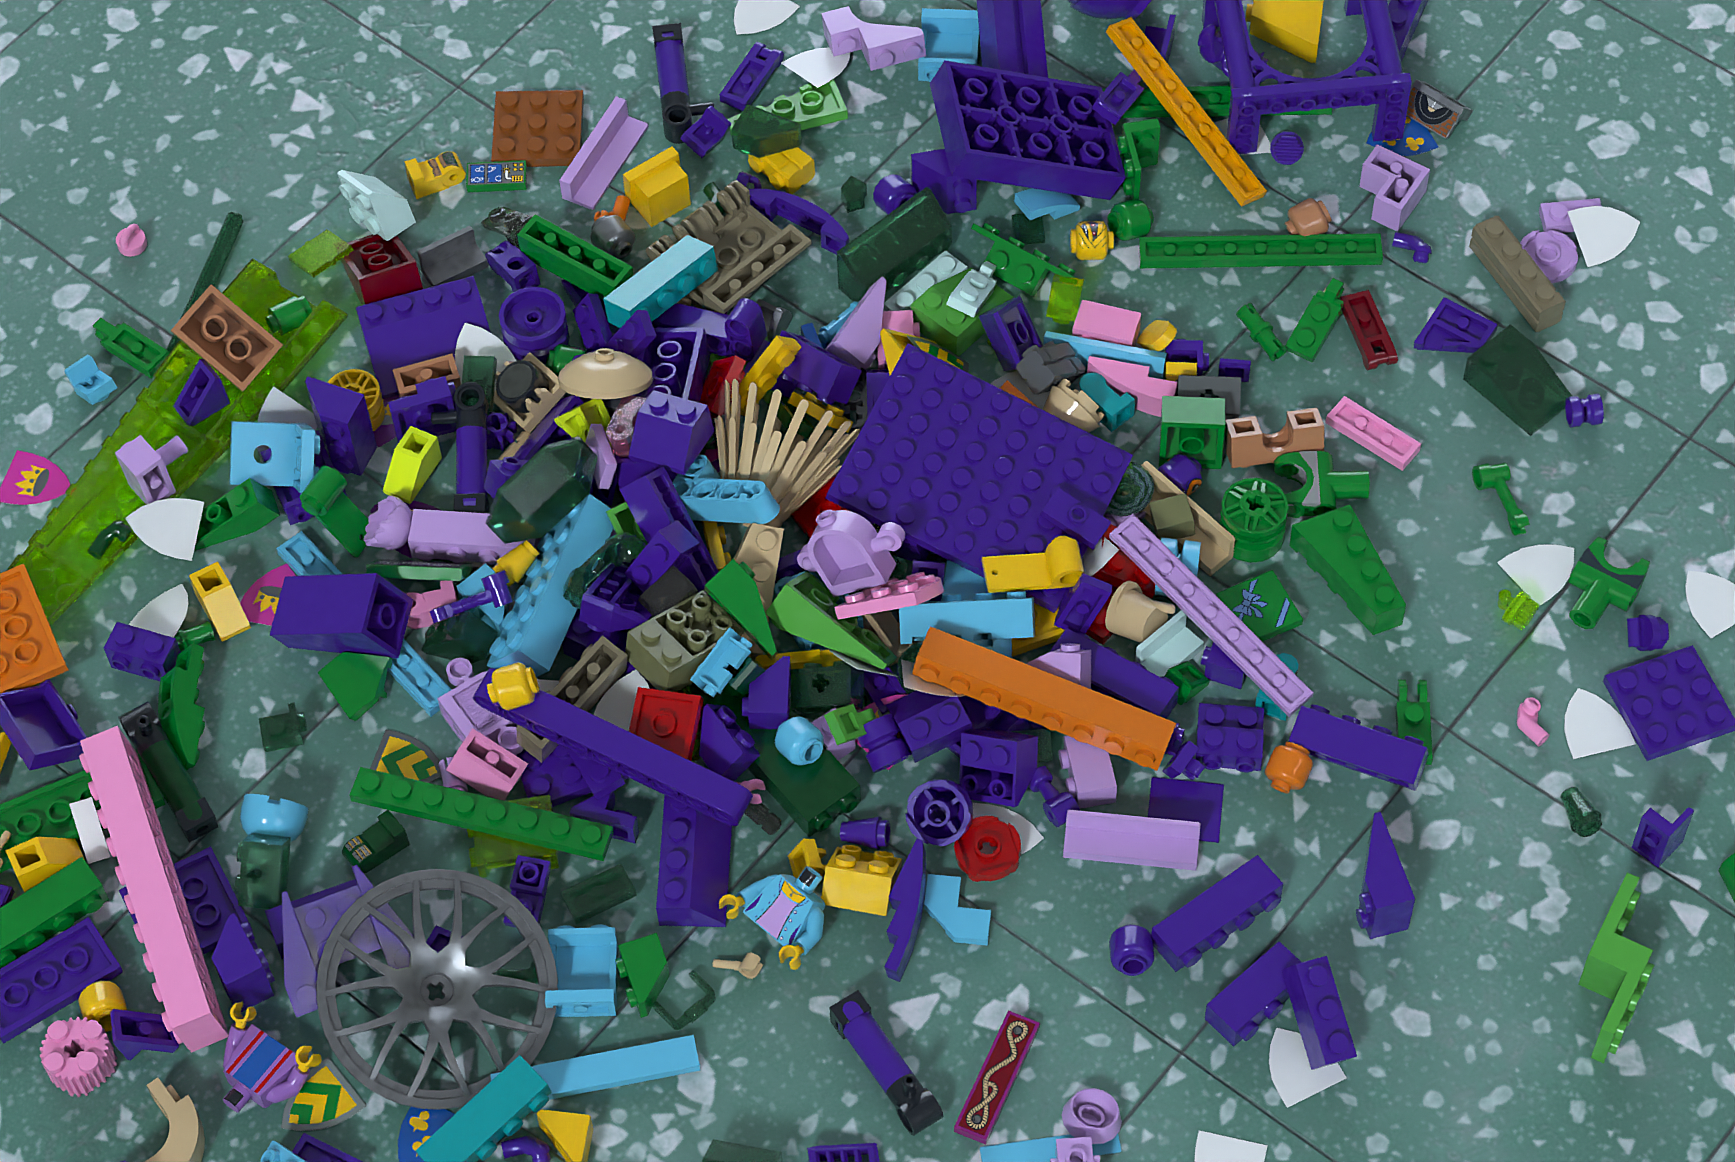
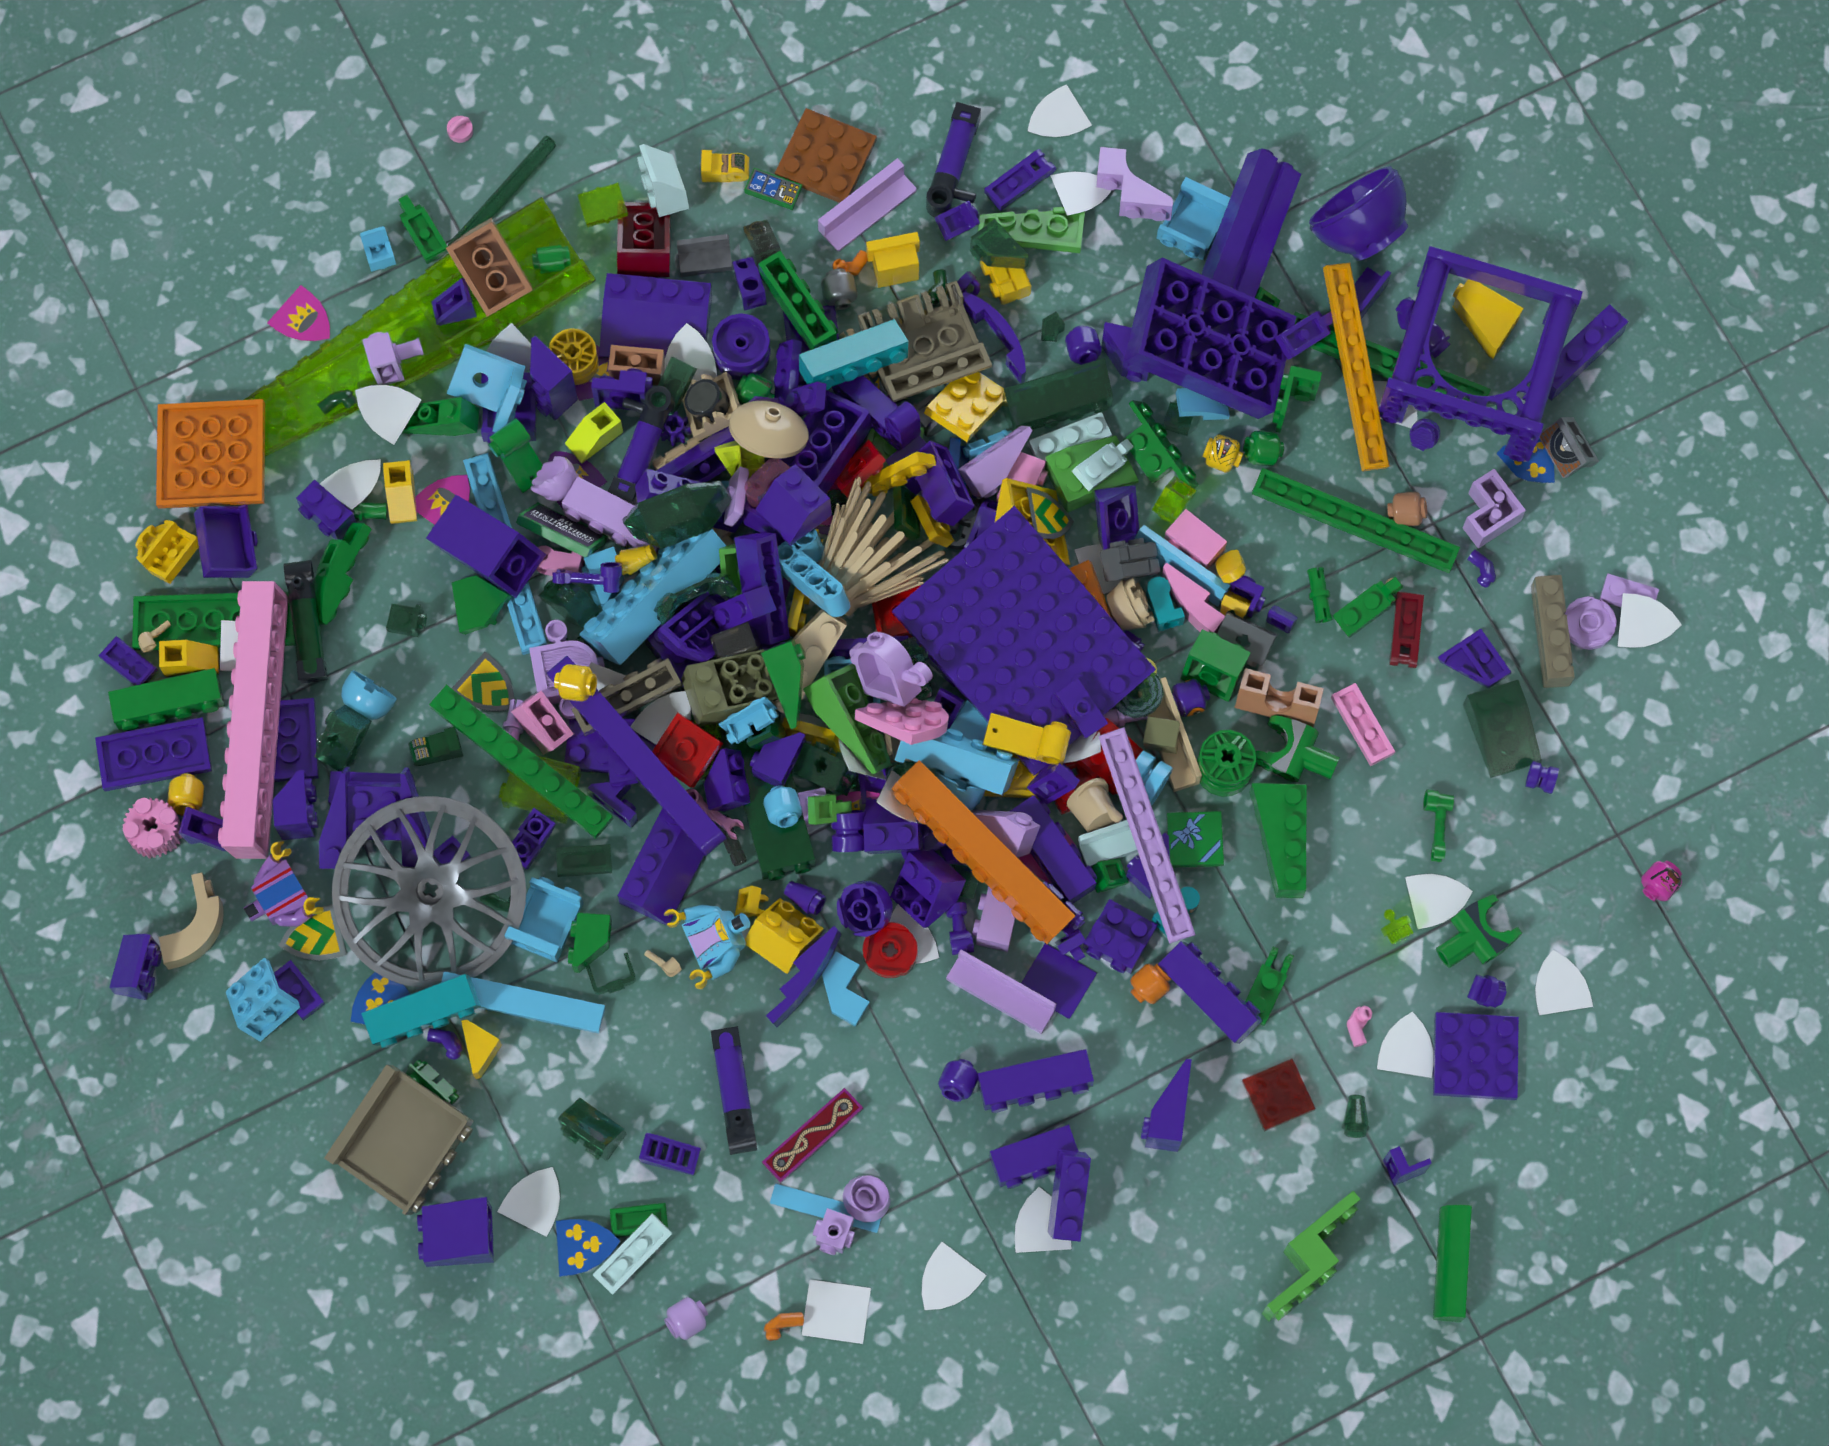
camera: 20 degrees right, 15 degrees up
(801, 290) = (966, 404): none -> yellow plate
(1484, 826) = (1278, 1095): none -> clear red tile

